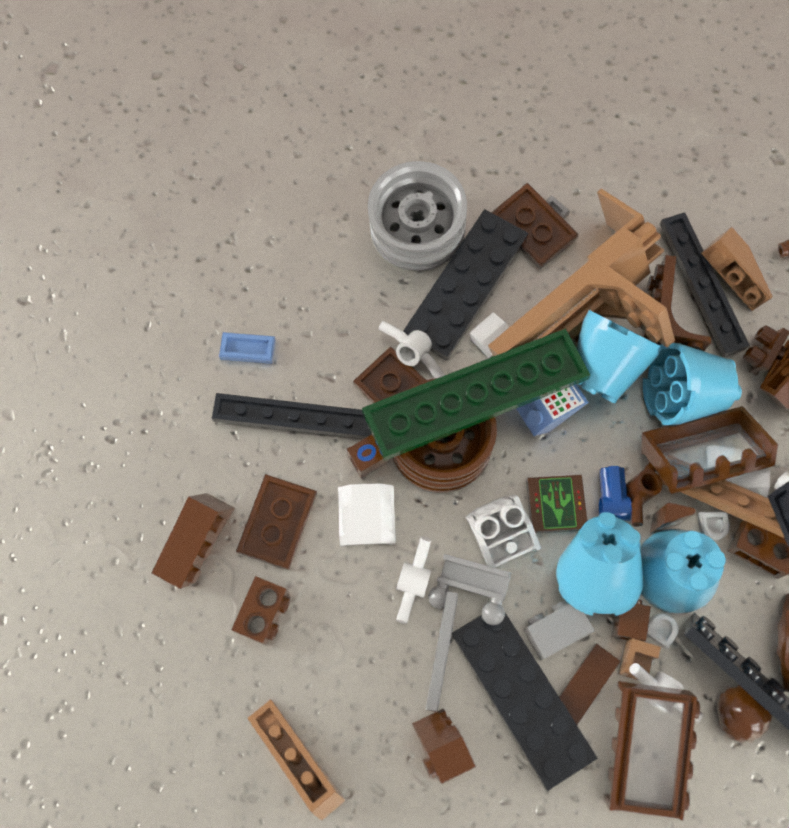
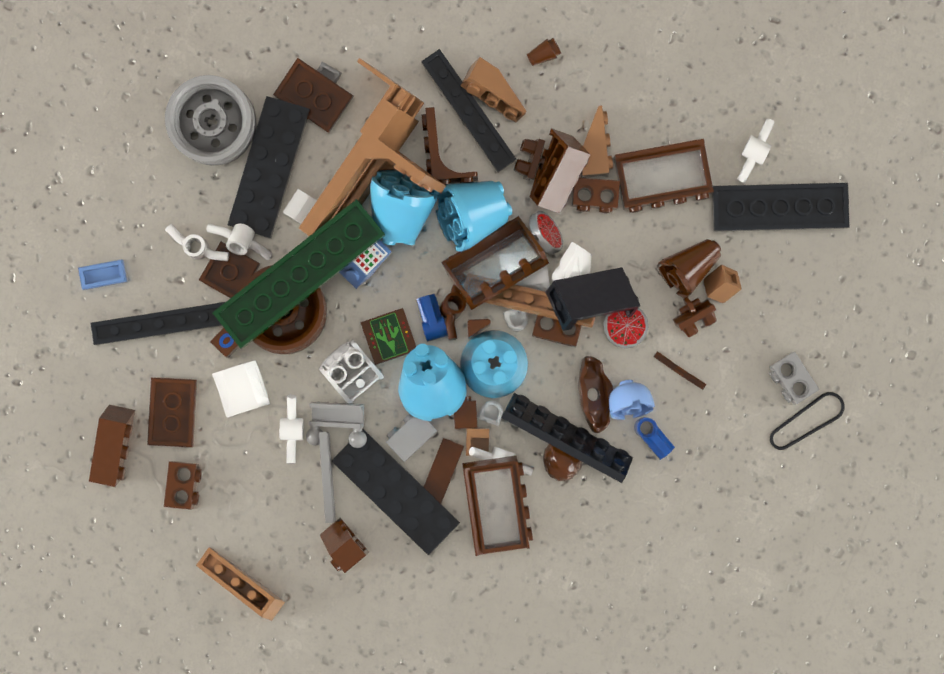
camera: 15 degrees left, 15 degrees up
(359, 334) = (203, 252): none -> white piece
(769, 423) = (547, 231): none -> tile

